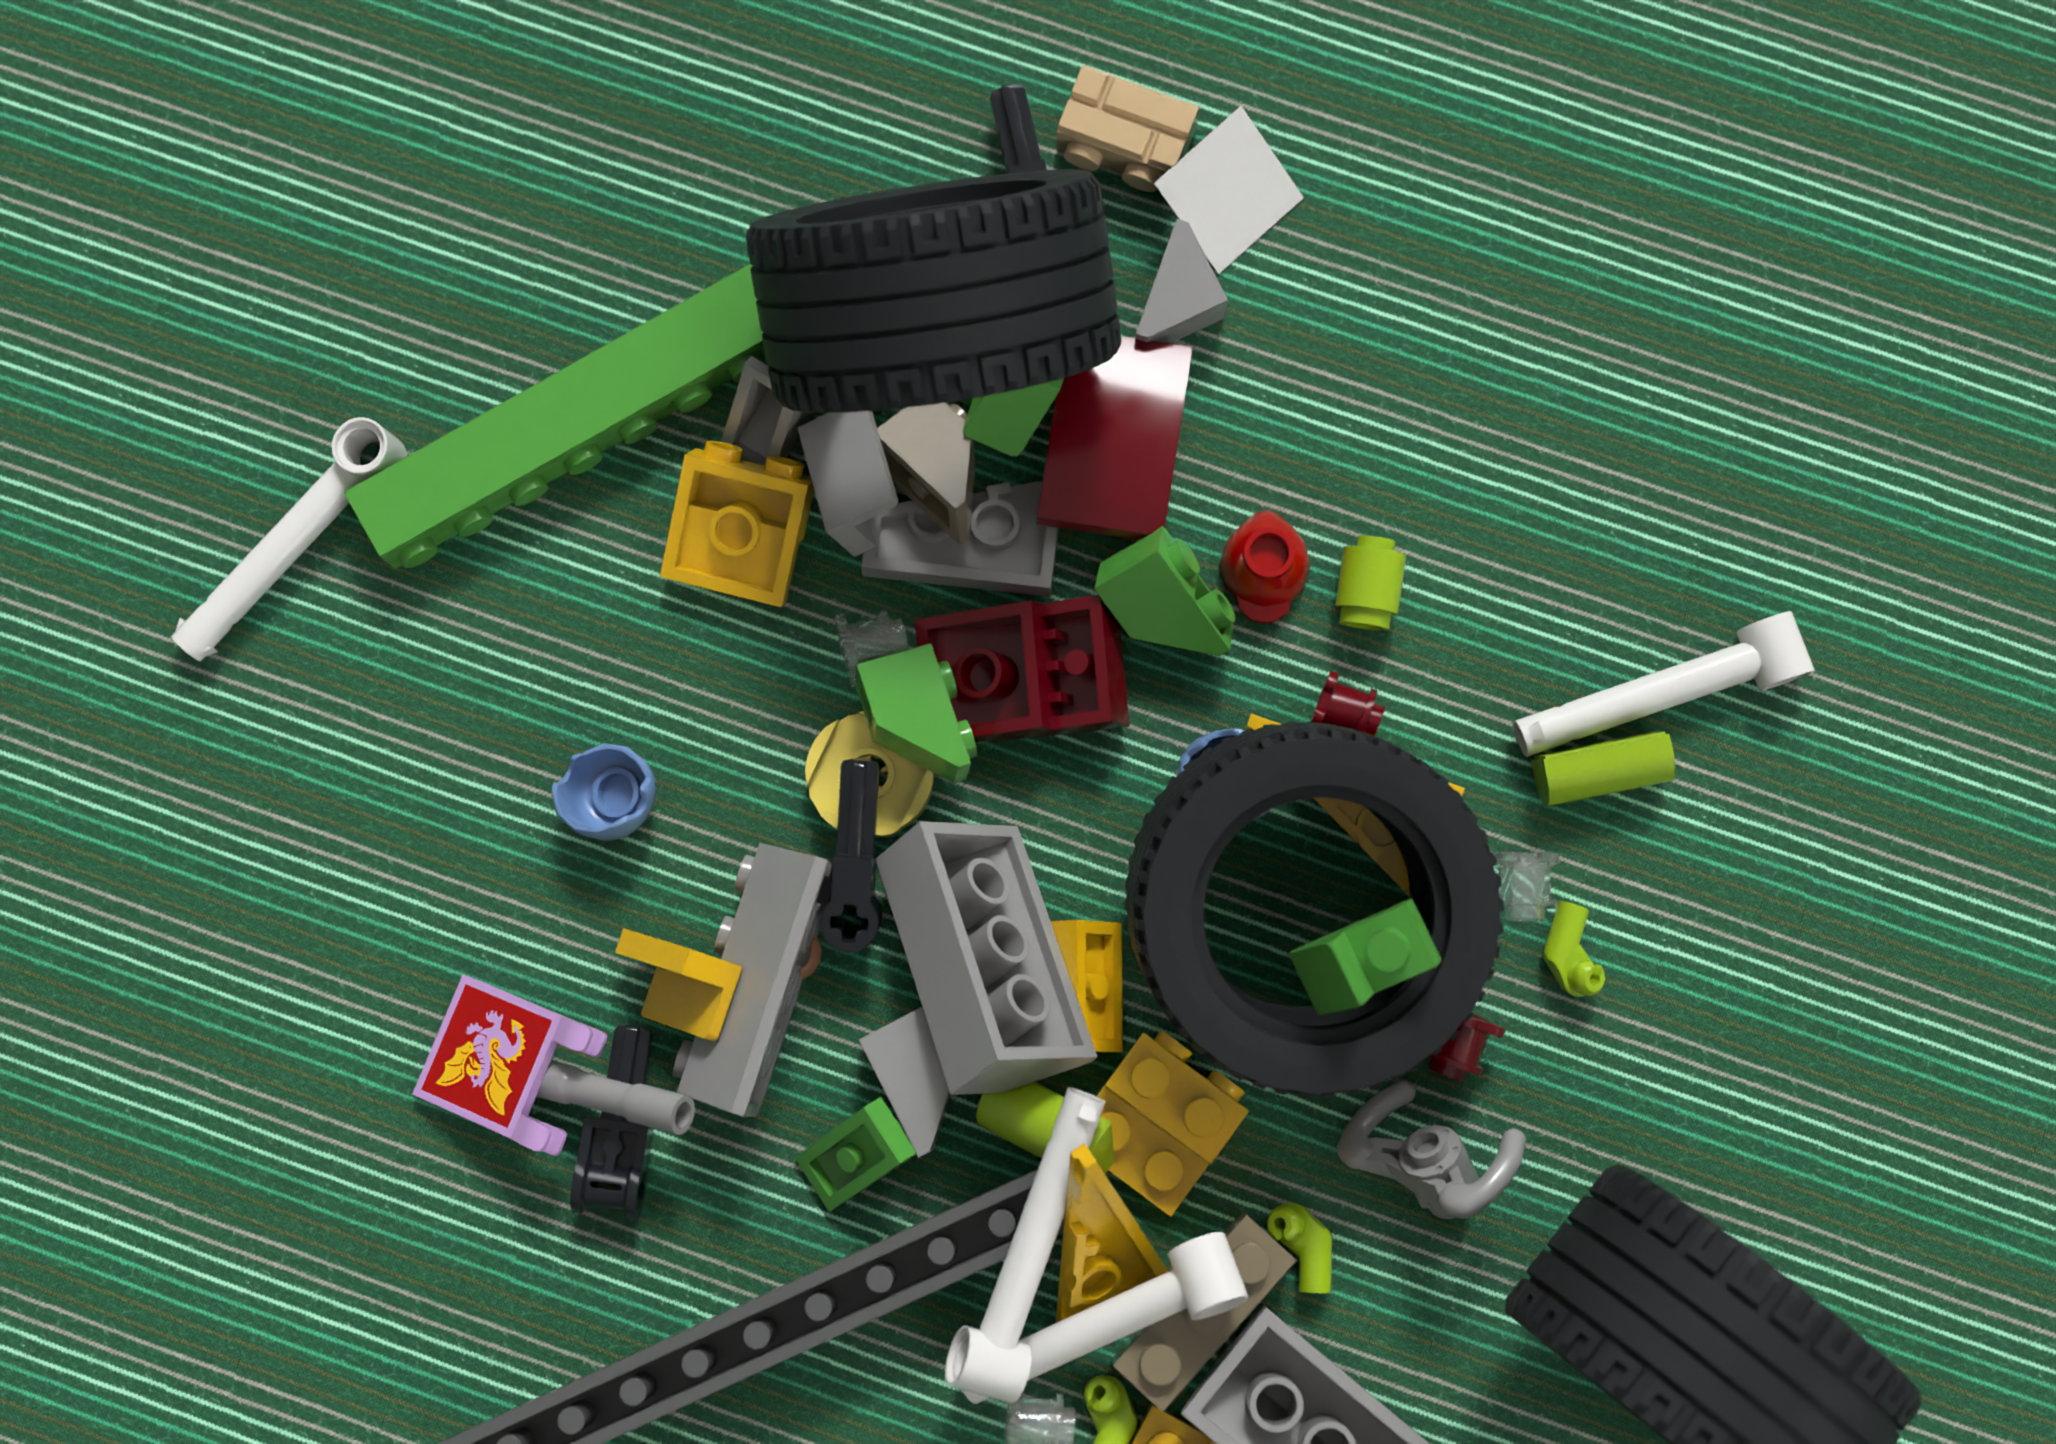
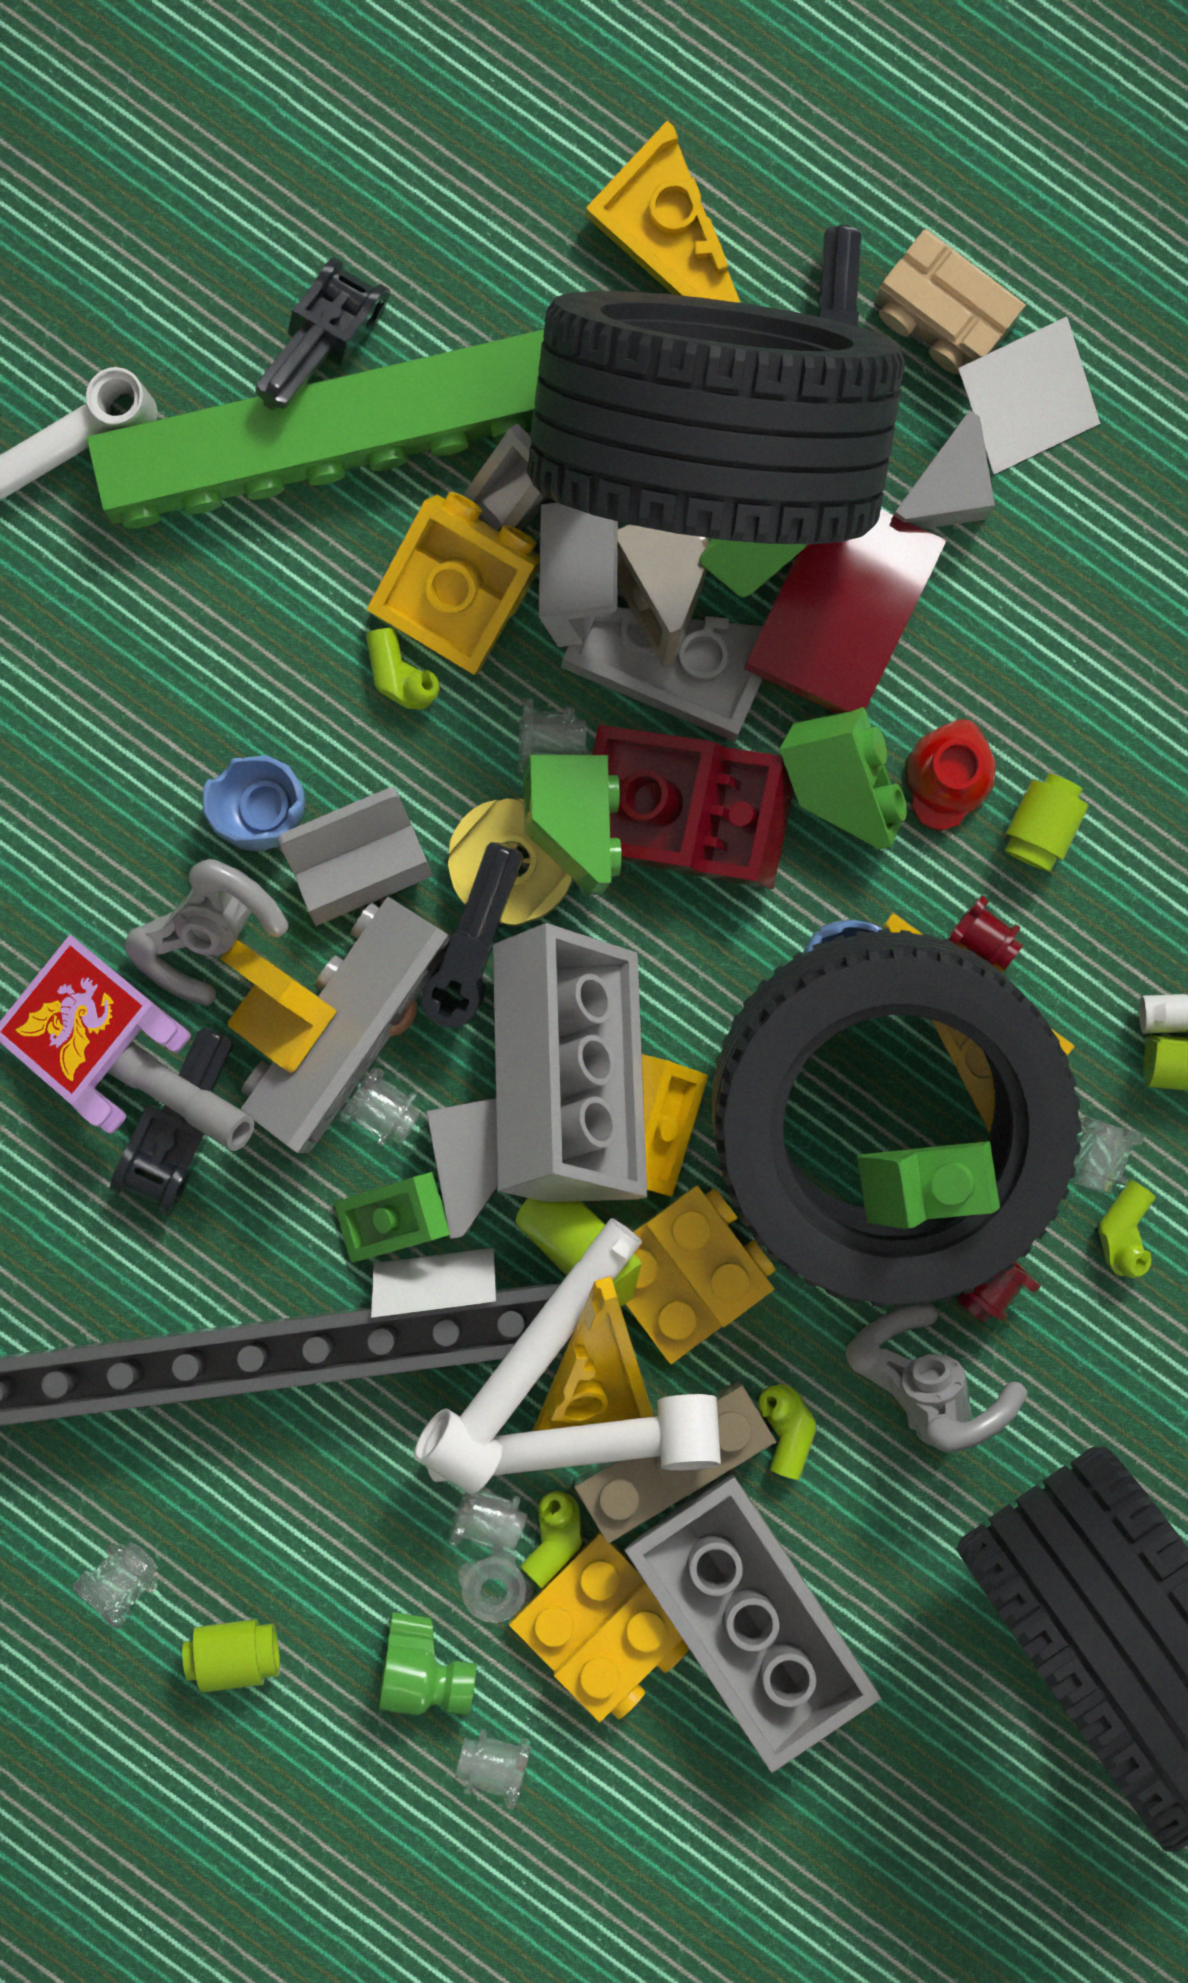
camera: 10 degrees right, 5 degrees up
(541, 320) = (323, 324): none -> black connector
(589, 922) = (206, 924): none -> light grey piece
(708, 633) = (396, 678): none -> lime arm
(716, 813) = (355, 855): none -> light grey panel
(815, 1051) = (382, 1109): none -> clear brick
(833, 133) = (660, 222): none -> yellow wing
(914, 1205) = (433, 1282): none -> white sticker

